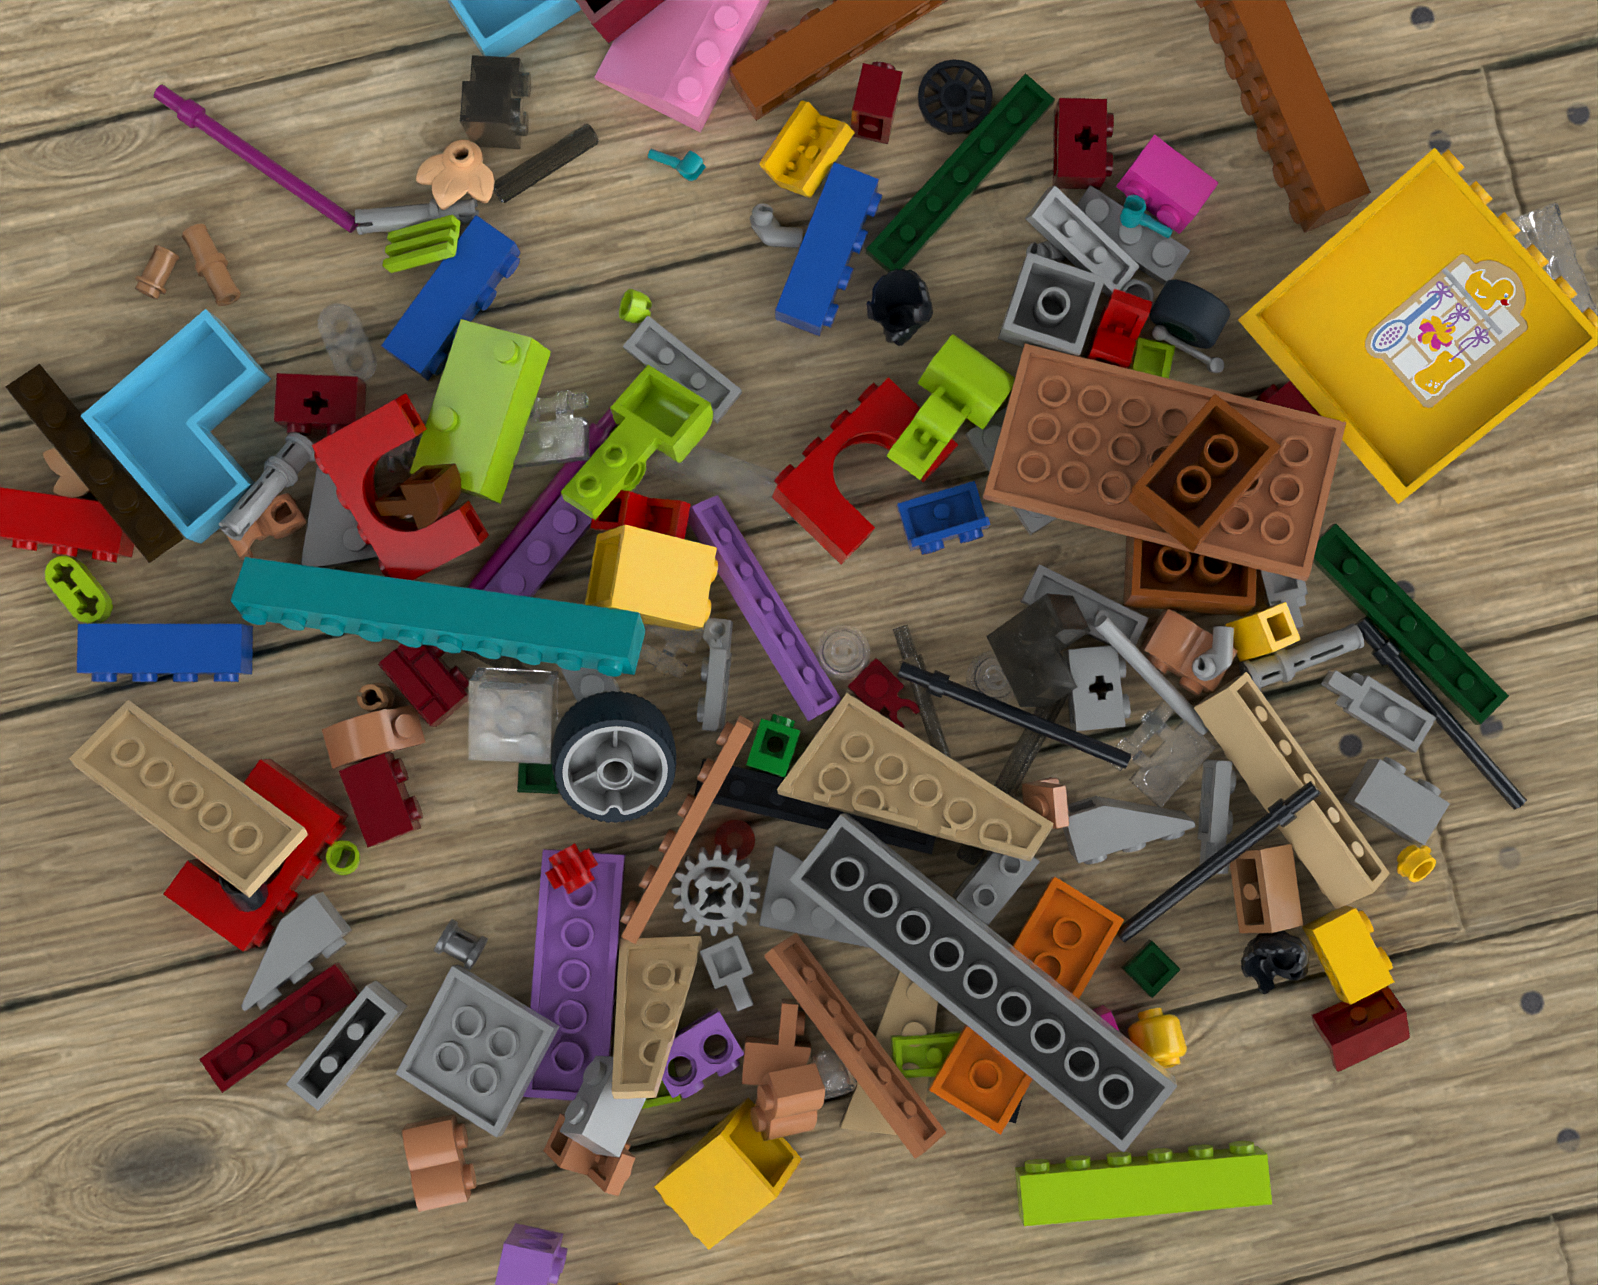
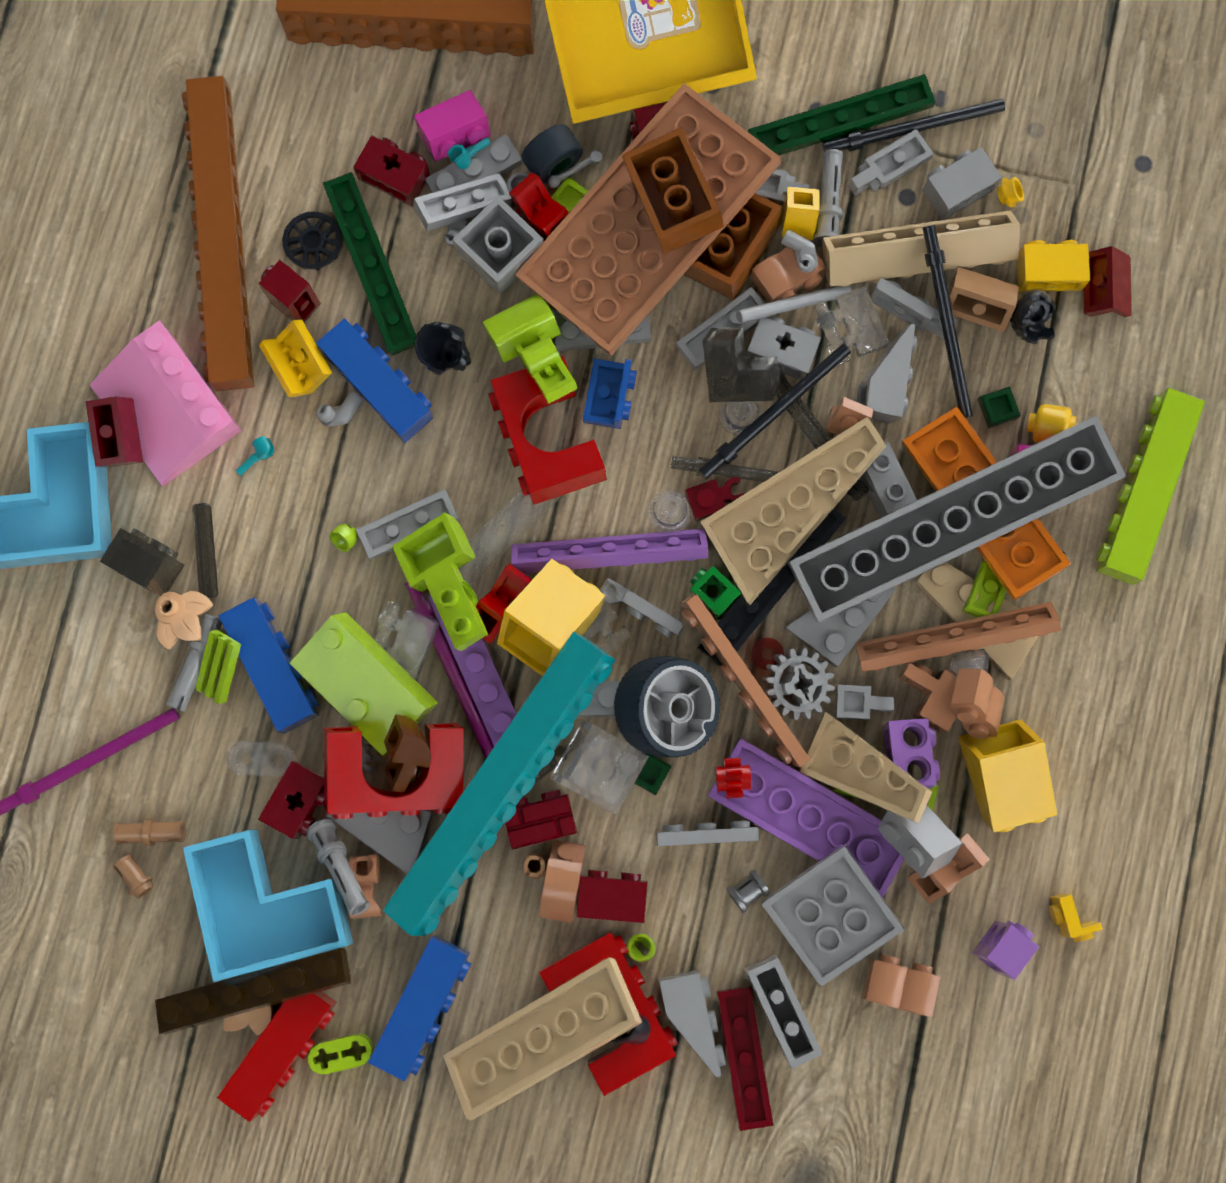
camera: 60 degrees left, 5 degrees down
(500, 869) = (707, 833): none -> light grey plate

